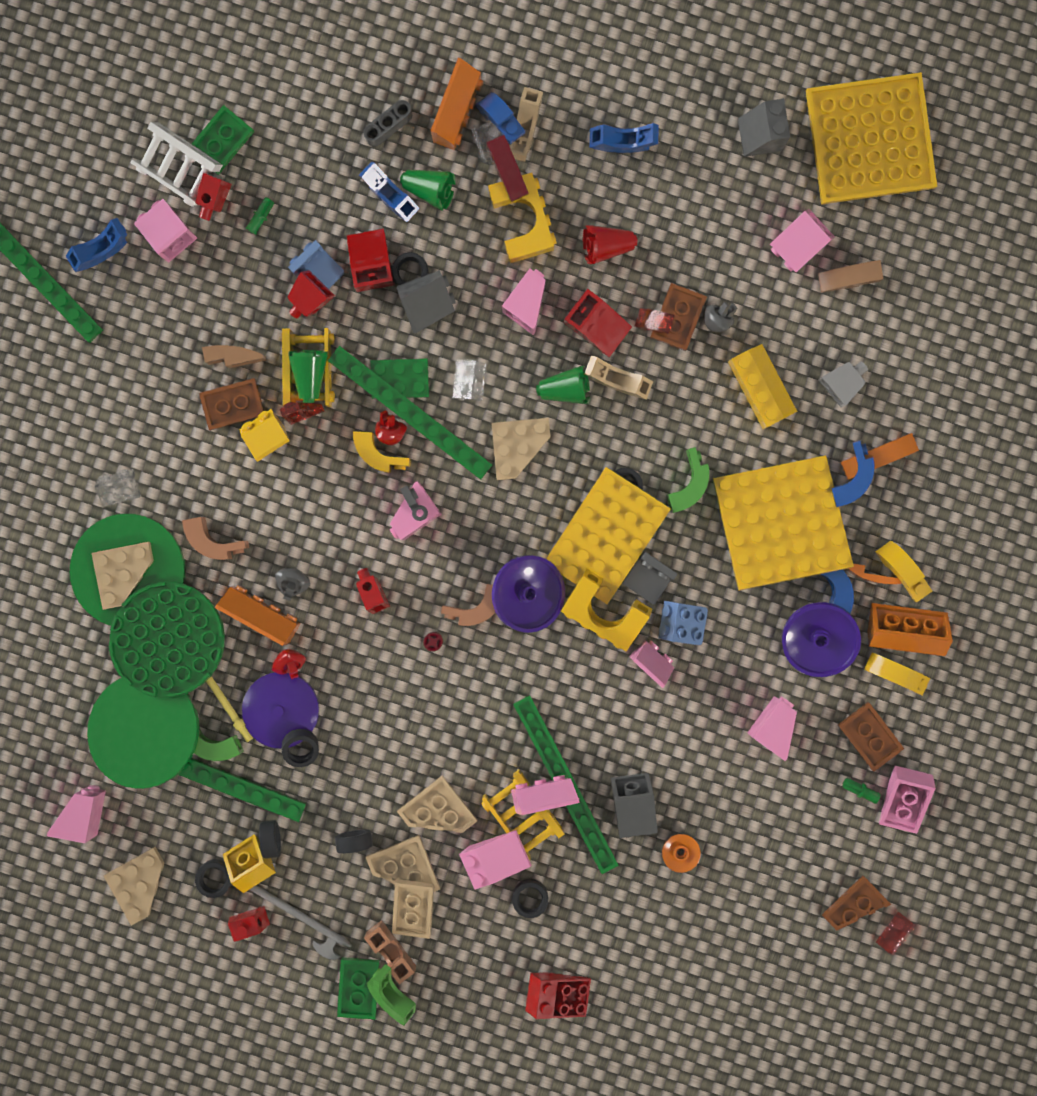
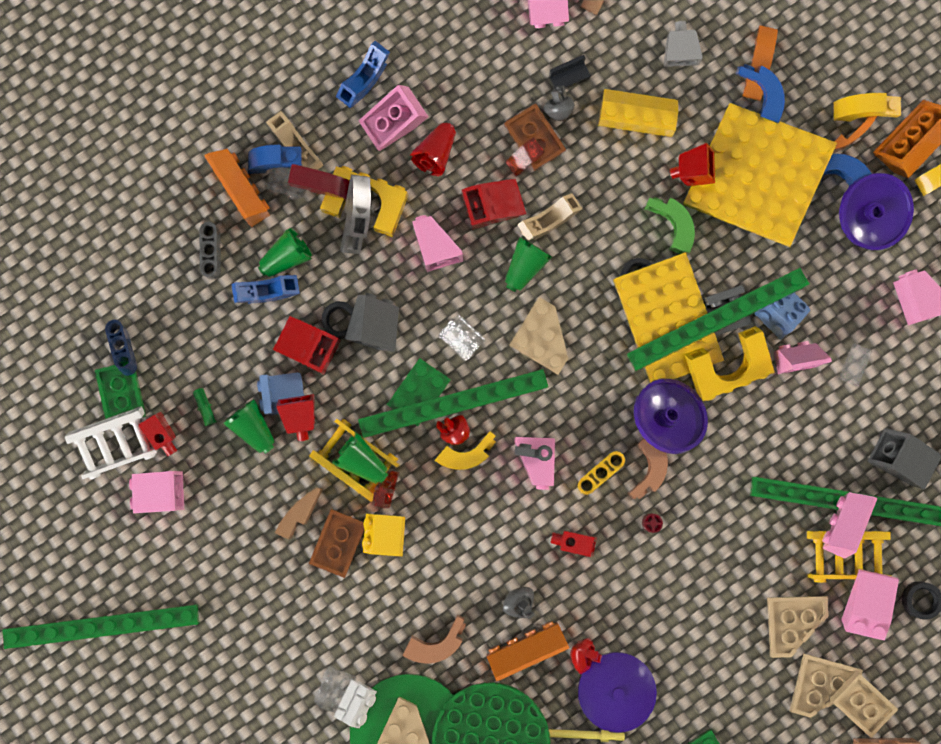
camera: 55 degrees left, 5 degrees down
(98, 249) = (130, 558): blue arch -> none
(118, 511) = (355, 704): none -> white brick
(259, 104) = (117, 340): none -> dark blue beam
(271, 265) = (251, 427): none -> green cone
(304, 760) = (649, 695): black tyre -> none
(353, 841) = (772, 712): black tyre -> none
(435, 565) = (607, 466): none -> yellow beam
(505, 219) = (358, 214): none -> flat silver slope
(608, 188) = (393, 117): none -> bright pink slope
(634, 574) = (717, 319): none -> green plate
(682, 712) = (855, 364): none -> clear tile
(749, 466) = (696, 166): none -> red torso
(753, 306) = (569, 73): none -> black panel

